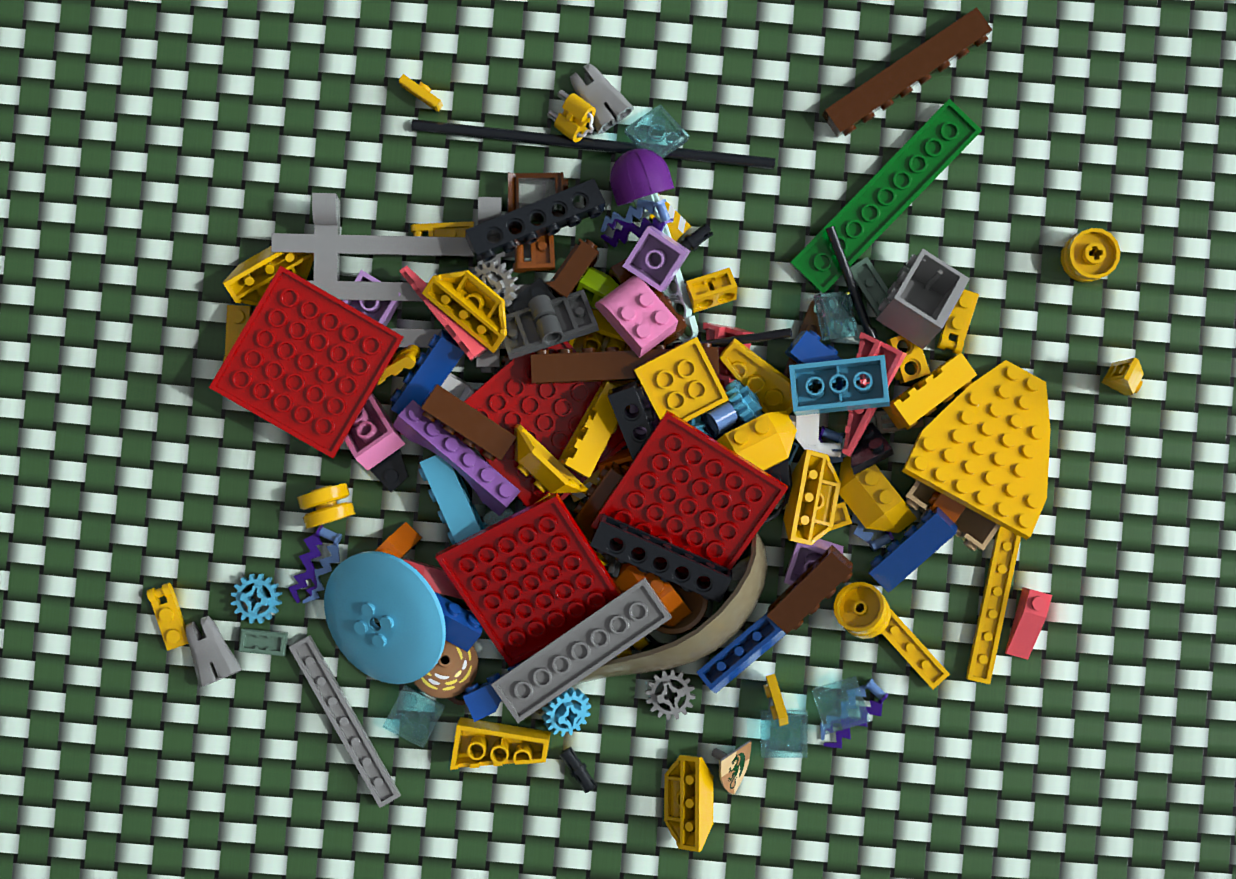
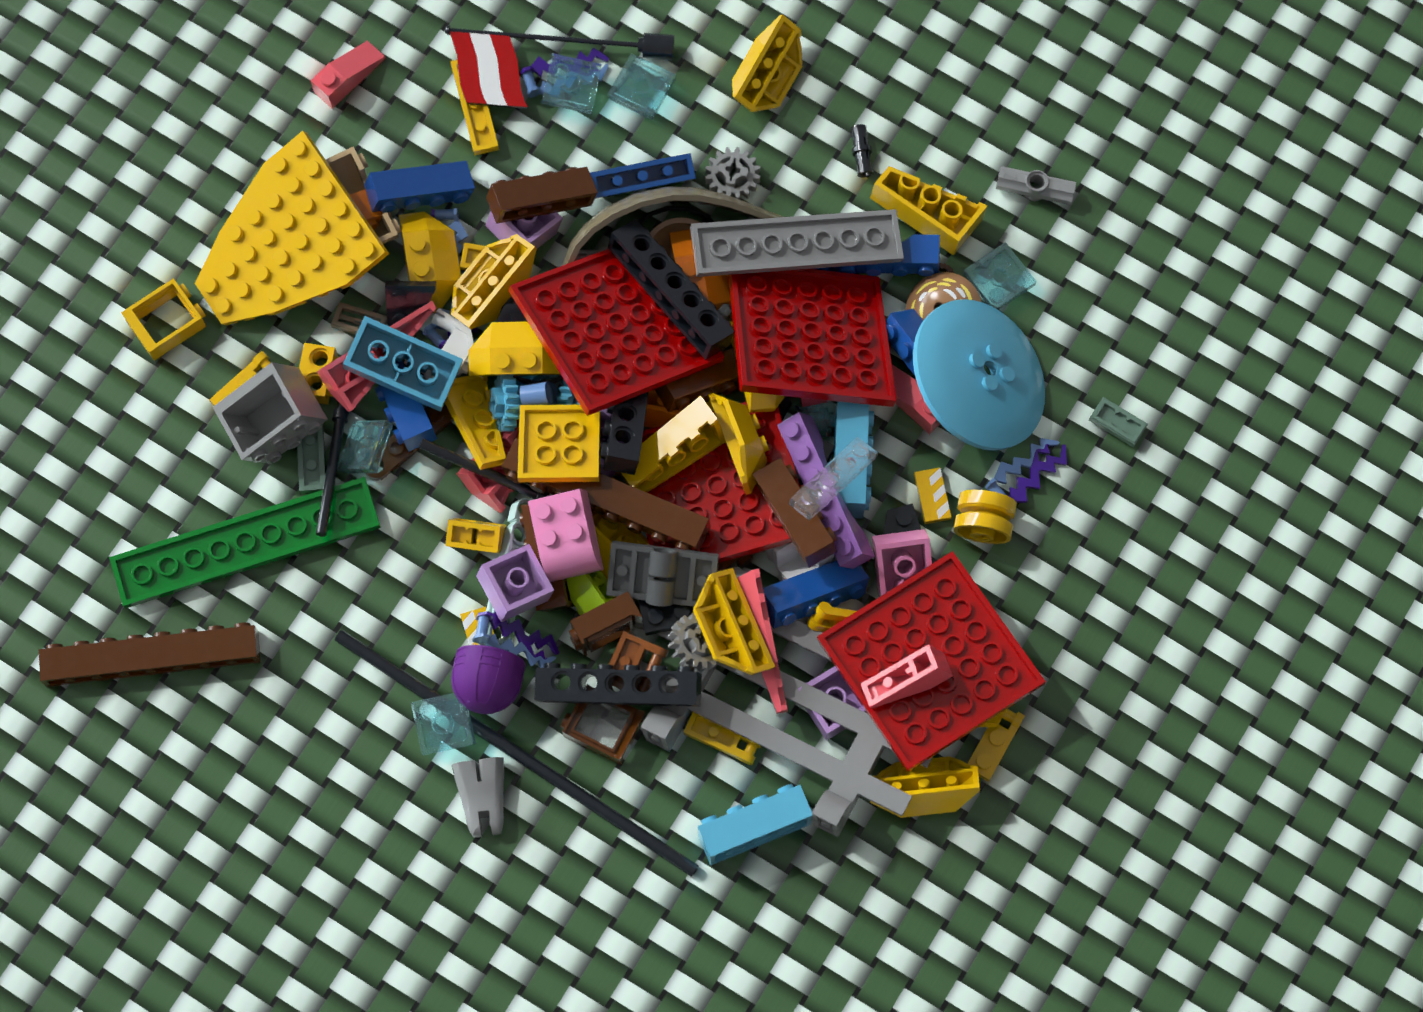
camera: 155 degrees left, 15 degrees down
(168, 616) = (1205, 494): yellow plate -> none
(210, 653) = (1178, 435): light grey piece -> none
(253, 607) = (1098, 459): medium azure gear -> none
(314, 333) = (907, 677): none -> coral slope
(345, 721) = (1072, 307): light grey plate -> none
(379, 507) = (932, 495): none -> yellow tile
(382, 175) = (754, 824): none -> medium azure brick
(400, 541) = (933, 447): orange slope -> none
(408, 814) = (1051, 188): none -> light grey piece
(421, 92) = (667, 898): yellow plate -> none
(450, 463) = (833, 478): none -> clear plate
(566, 712) = (844, 201): medium azure gear -> none
(574, 117) = (518, 784): yellow piece -> none
(693, 240) = (465, 598): black pin -> none
(733, 766) = (709, 79): shield -> none
(778, 709) = (634, 105): yellow plate -> none
(875, 611) = (486, 153): yellow wheel -> none
(914, 686) = (491, 69): none -> flag
(930, 391) = (323, 324): yellow wedge -> none
(993, 606) = (376, 97): yellow plate -> none
(1062, 318) = (155, 300): none -> yellow window
(1103, 251) = (77, 378): yellow wheel -> none
(1124, 376) = (118, 247): yellow slope -> none

